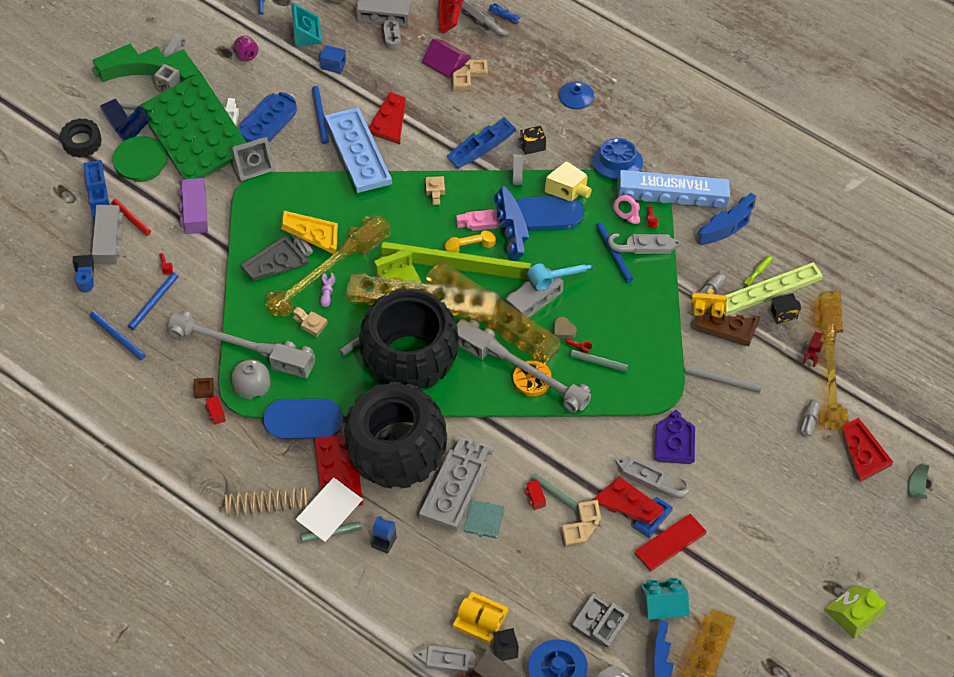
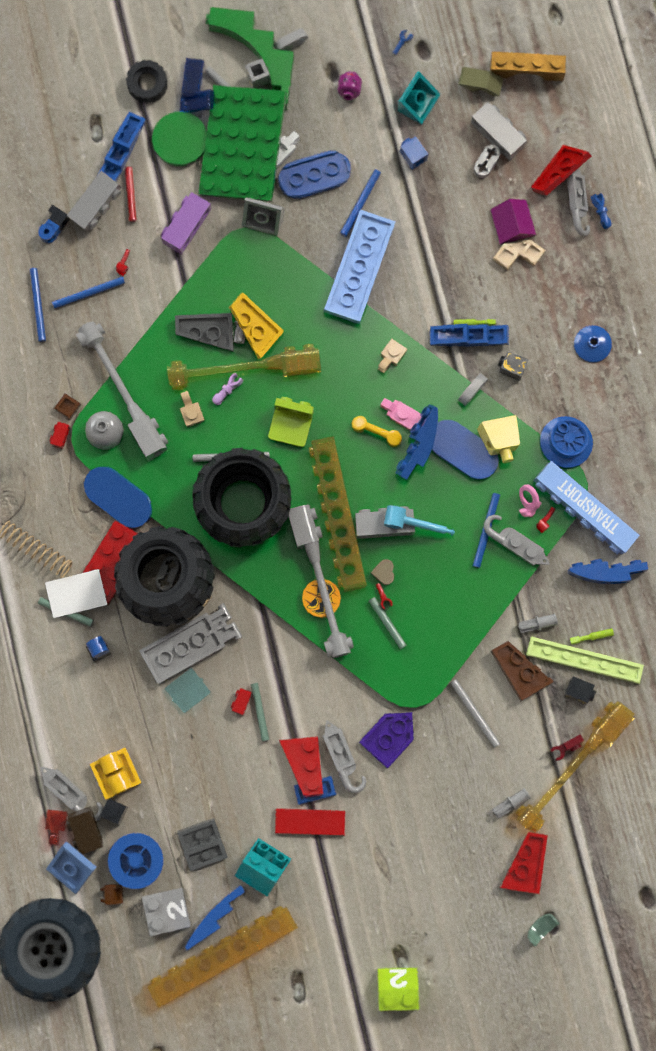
camera: 40 degrees right, 25 degrees up
(389, 118) = (414, 250): red wing -> none
(462, 261) = (351, 444): lime tile -> none
(486, 311) = (246, 413): clear yellow brick -> none
(580, 532) = (248, 760): tan tile -> none
(709, 302) = (521, 638): yellow hips -> none

